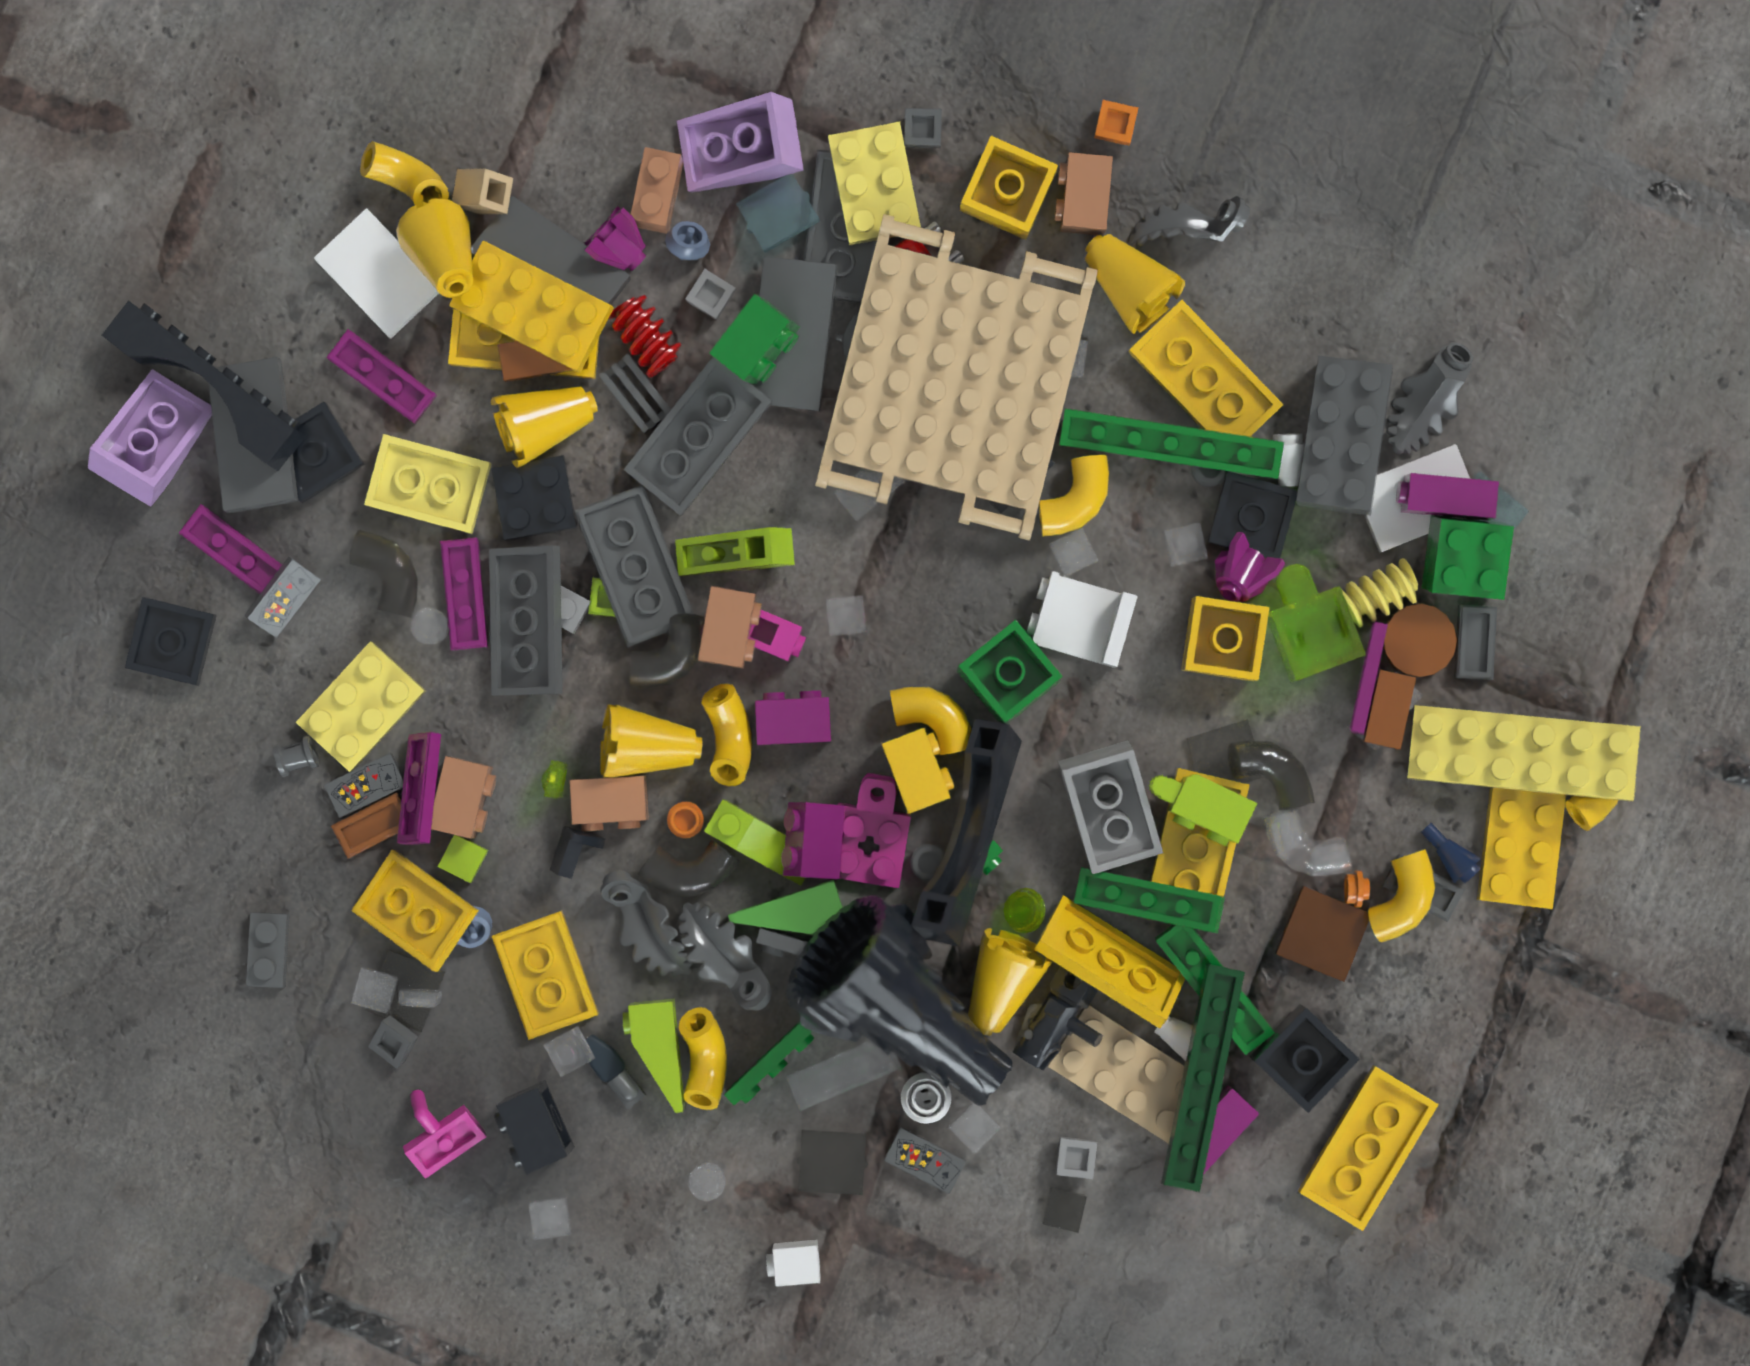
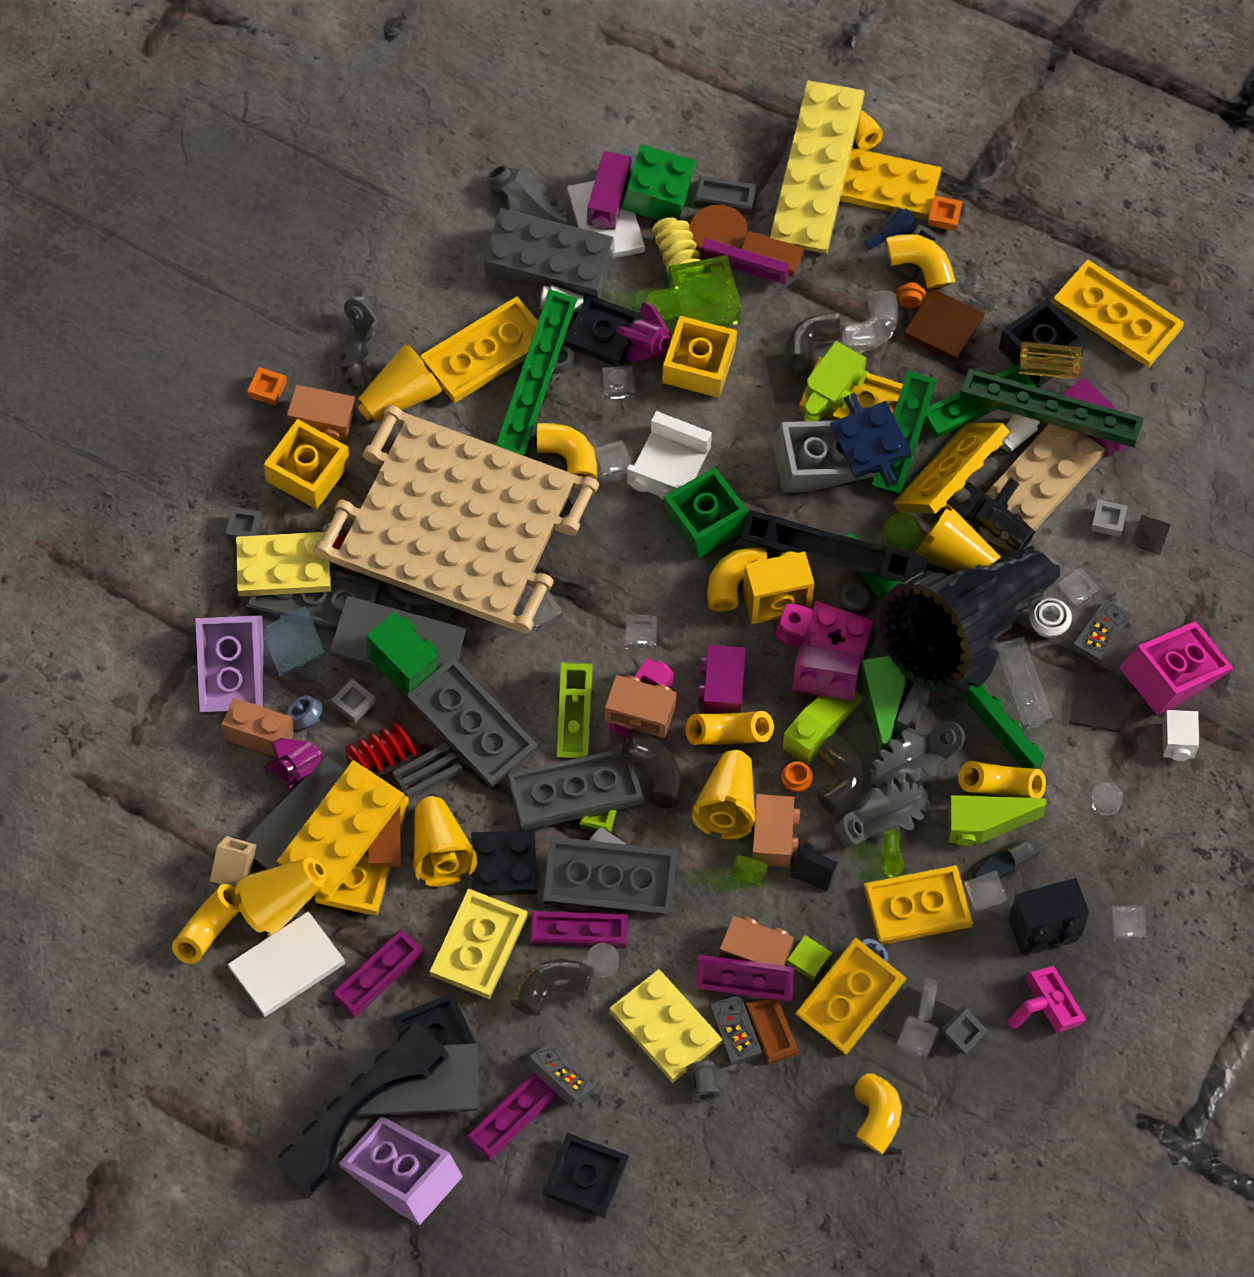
camera: 80 degrees left, 25 degrees down
(276, 961) = (883, 1111): none -> yellow cylinder
(598, 939) = (891, 855): none -> clear neon green arm
(884, 1252) = (1175, 667): none -> dark pink slope
(1126, 860) = (870, 440): none -> dark blue plate
(1265, 1039) = (1049, 364): none -> clear yellow tile
(1484, 920) = (944, 213): none -> orange plate

